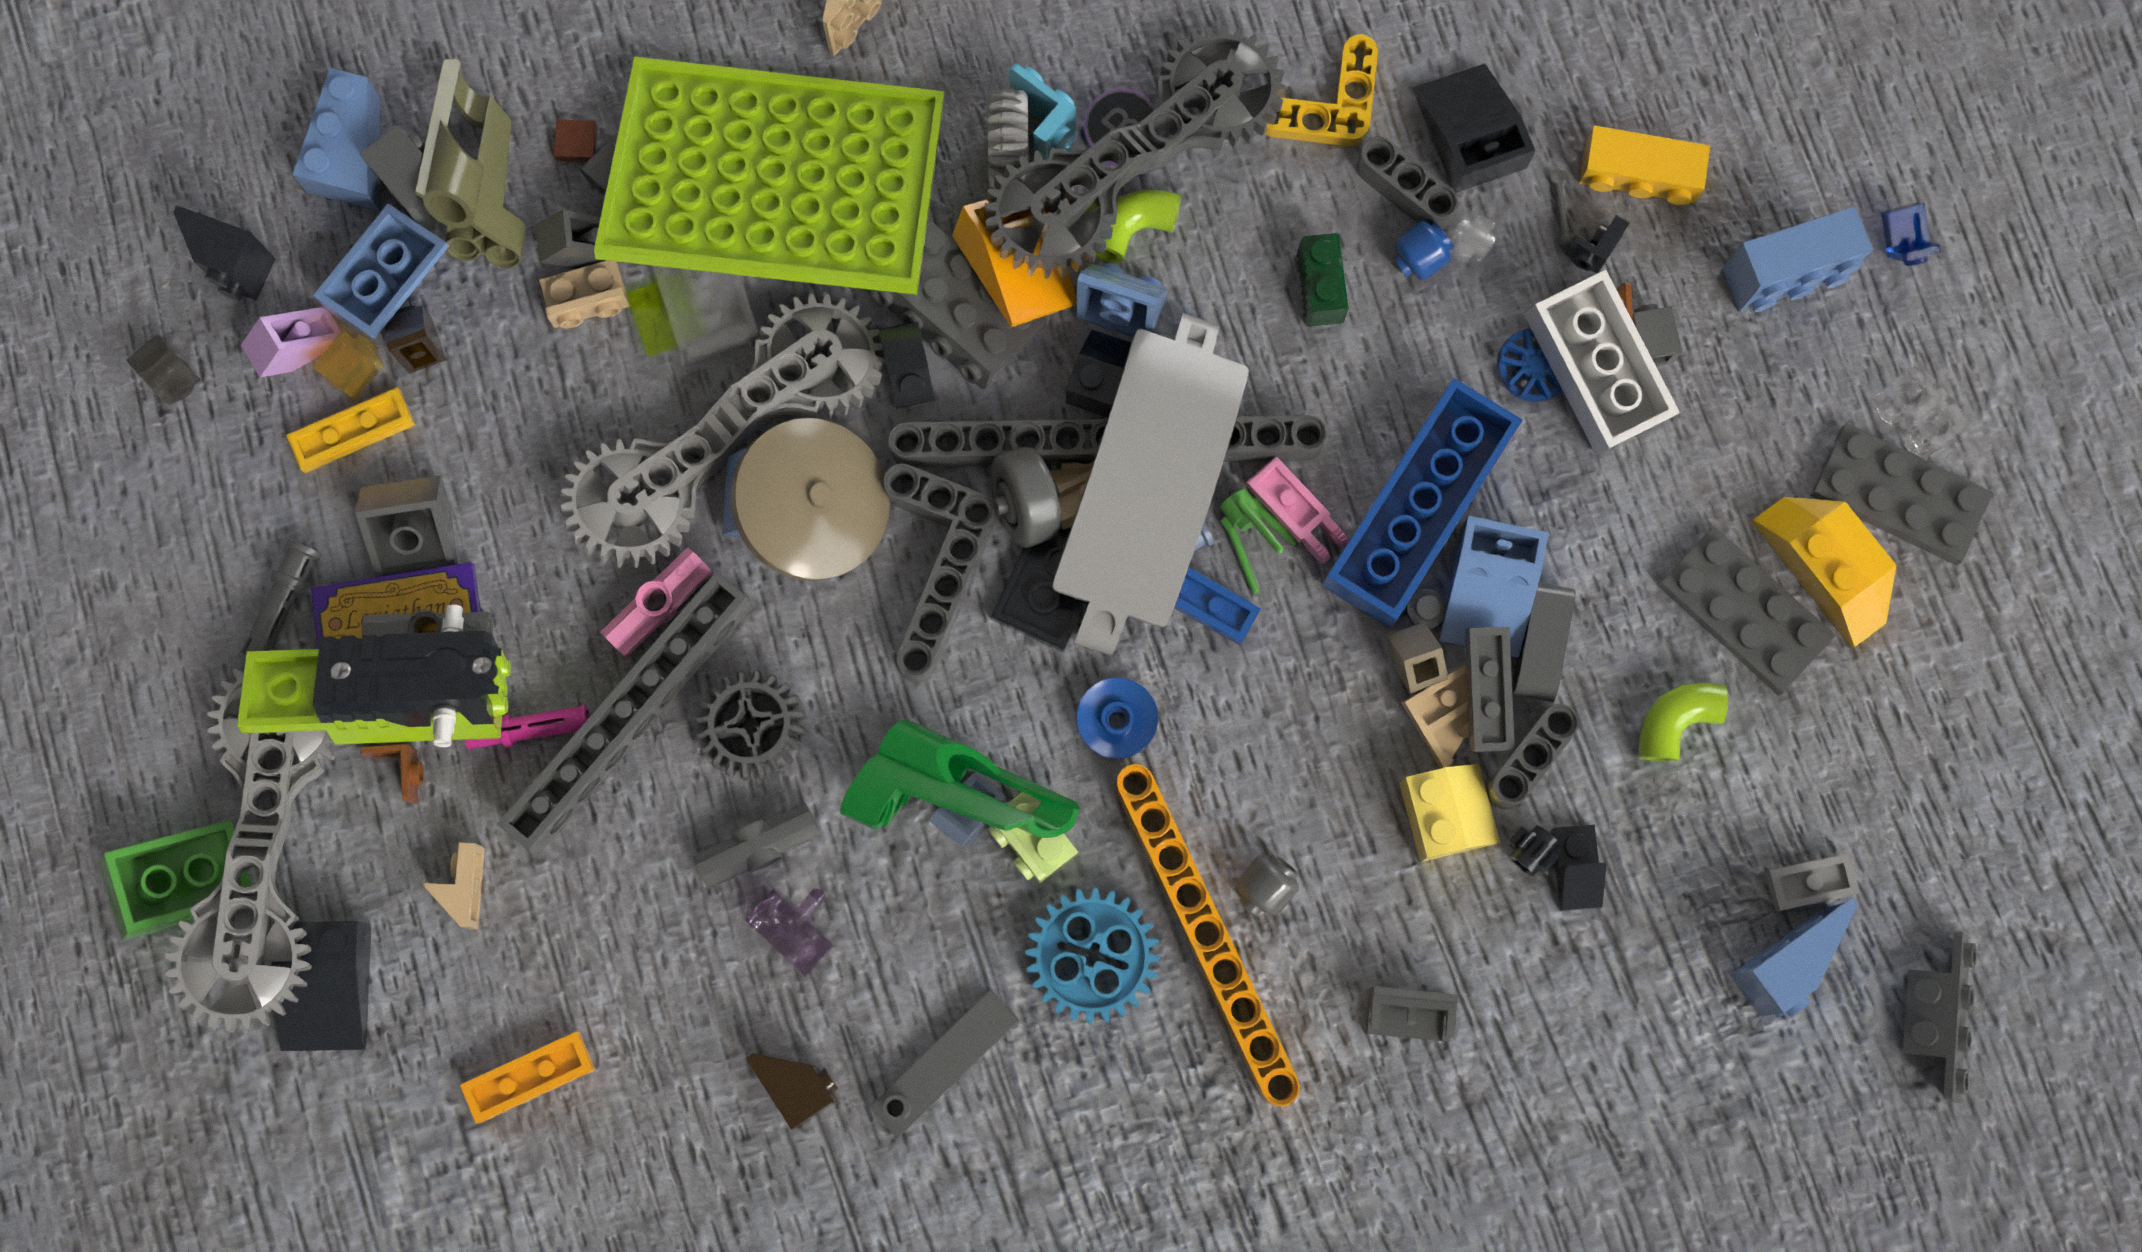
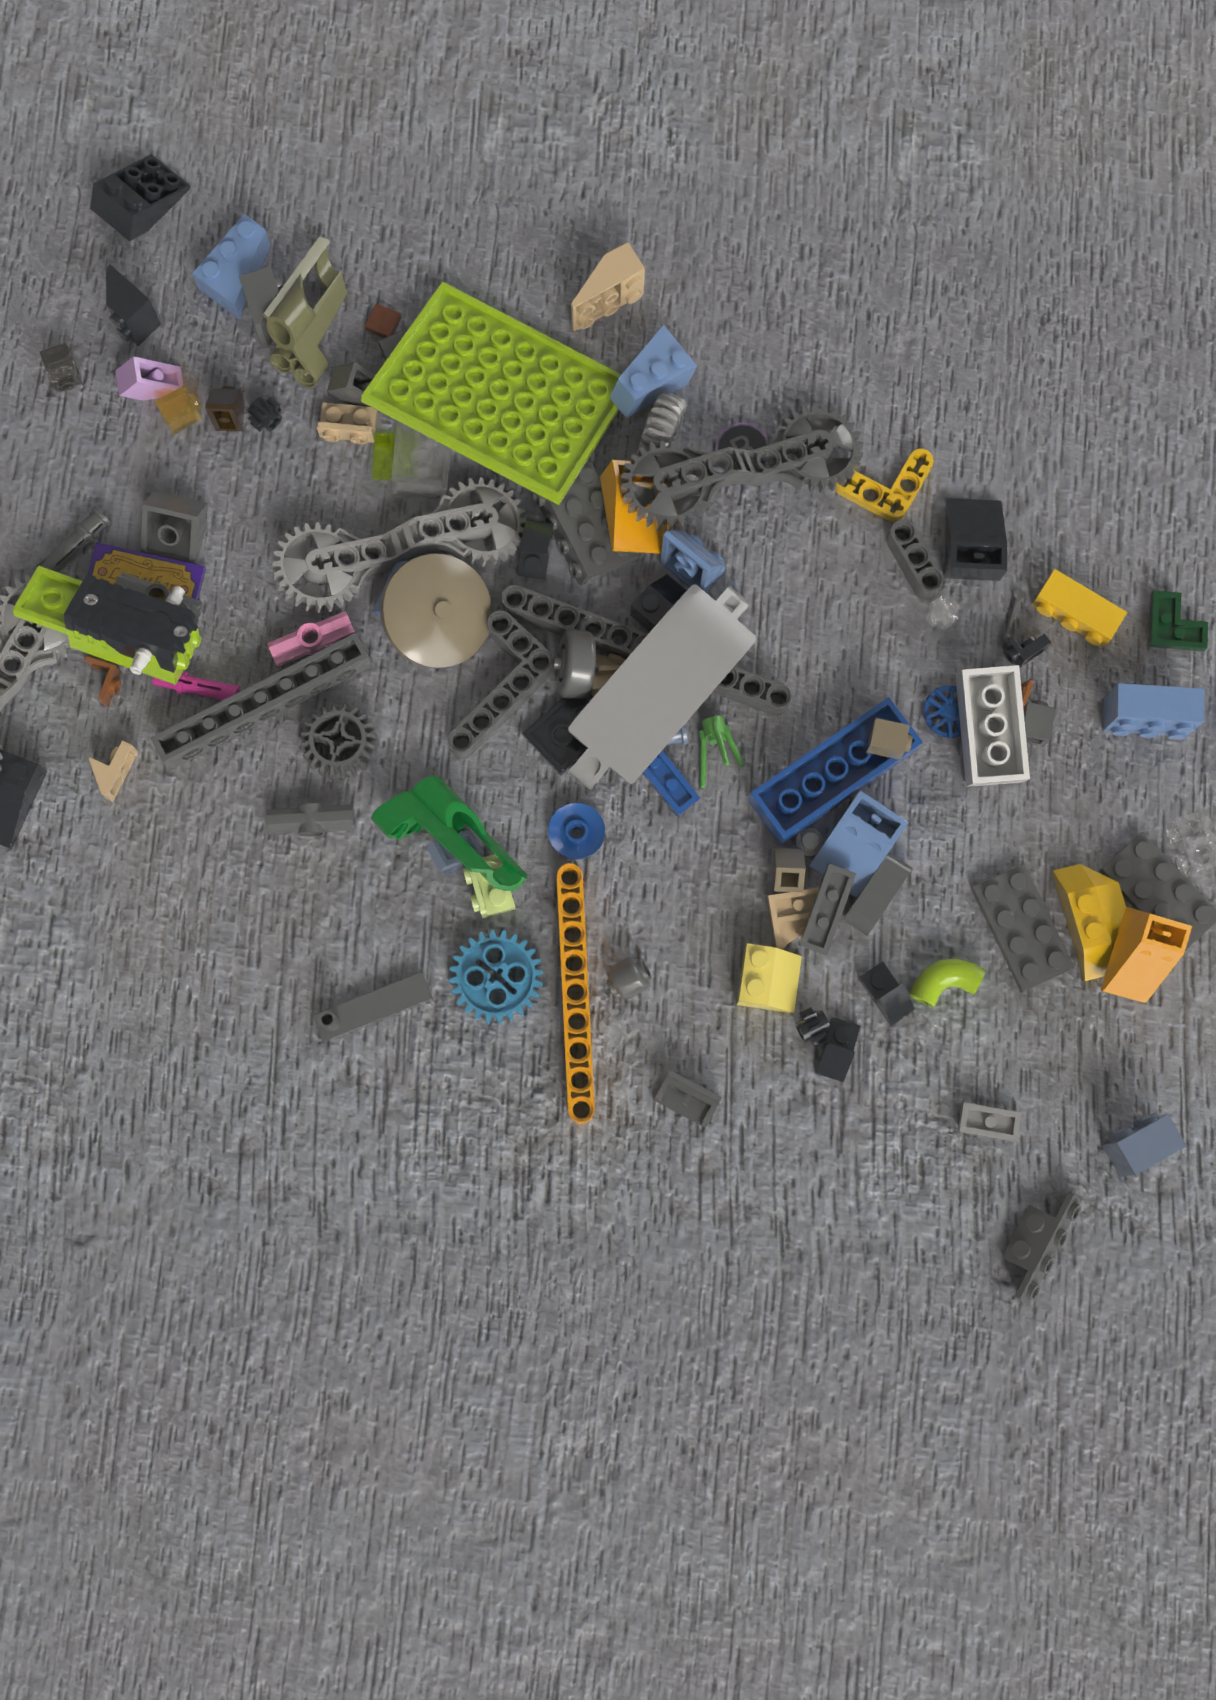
camera: 20 degrees right, 0 degrees up
(172, 99) = (137, 196): none -> black slope
(350, 430) = (163, 452): yellow tile -> none
(380, 272) = (222, 357): medium blue slope -> none
(468, 325) = (265, 414): none -> black gear
(527, 1077) = (104, 907): light orange plate -> none
(790, 931) = (309, 881): clear purple piece -> none
(795, 1087) = (270, 983): dark brown slope -> none
(968, 67) = (657, 369): none -> medium blue wedge
(1051, 107) = (699, 430): medium azure bracket -> none
(1136, 212) = (726, 509): lime cylinder -> none
(1295, 507) = (750, 741): bright pink hinge -> none
(1322, 279) = (831, 600): dark green brick -> none
(1423, 250) = (906, 607): blue head -> none
(1479, 433) = (889, 739): none -> dark tan brick
(1546, 743) = (847, 955): dark grey beam -> none
(1608, 767) = (887, 993): none -> black slope
(1768, 147) = (1167, 627): none -> dark green plate
(1795, 964) = (948, 1170): medium blue slope -> none
(1920, 581) = (1144, 954): none -> light orange slope
(2023, 831) = (1144, 1145): none -> sand blue brick

